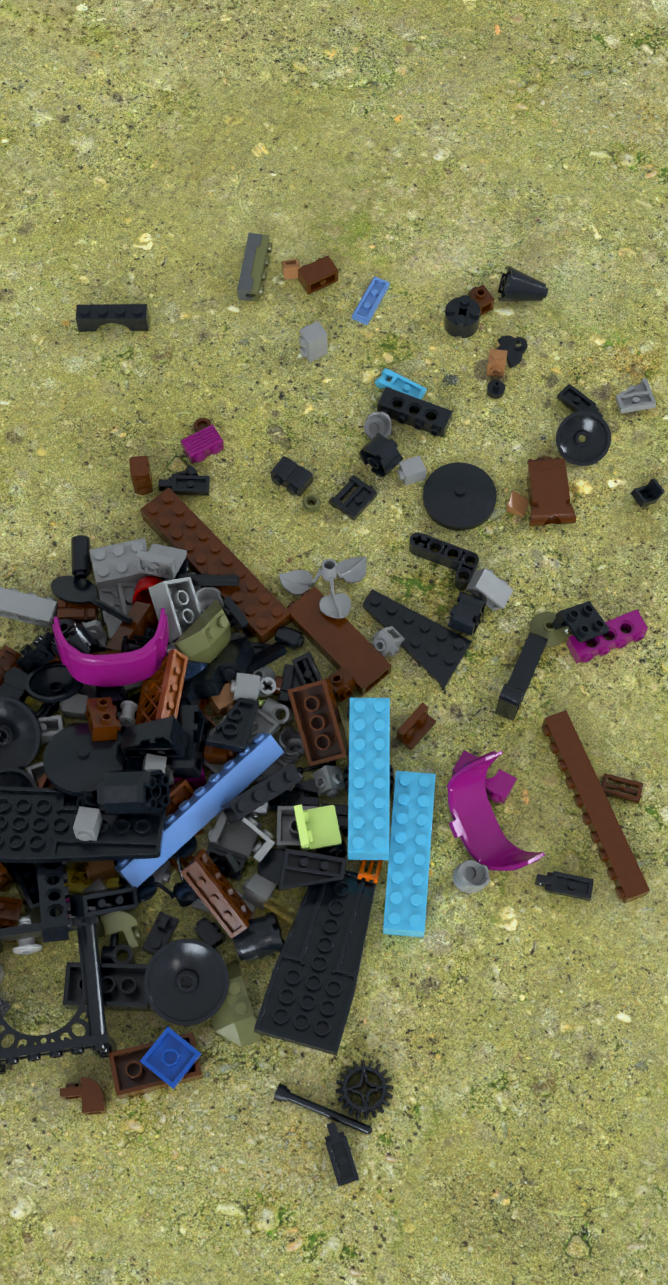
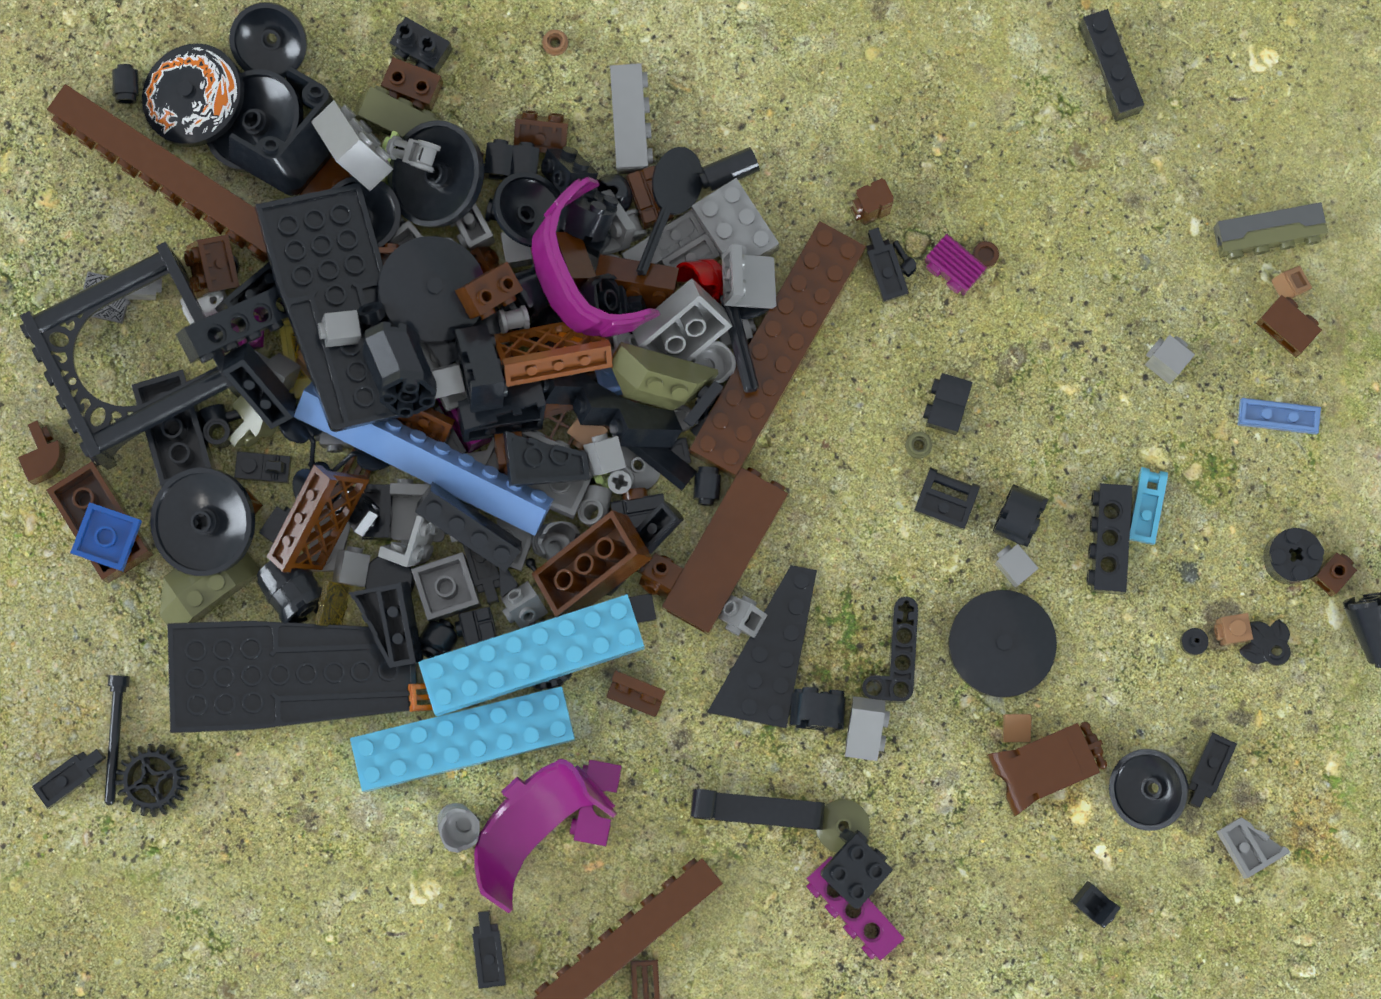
camera: 70 degrees right, 15 degrees up
(317, 827) = (446, 611): yellowish green bracket -> none
(334, 606) = (766, 529): light grey plant -> none
(378, 423) = (1068, 496): light grey hair -> none

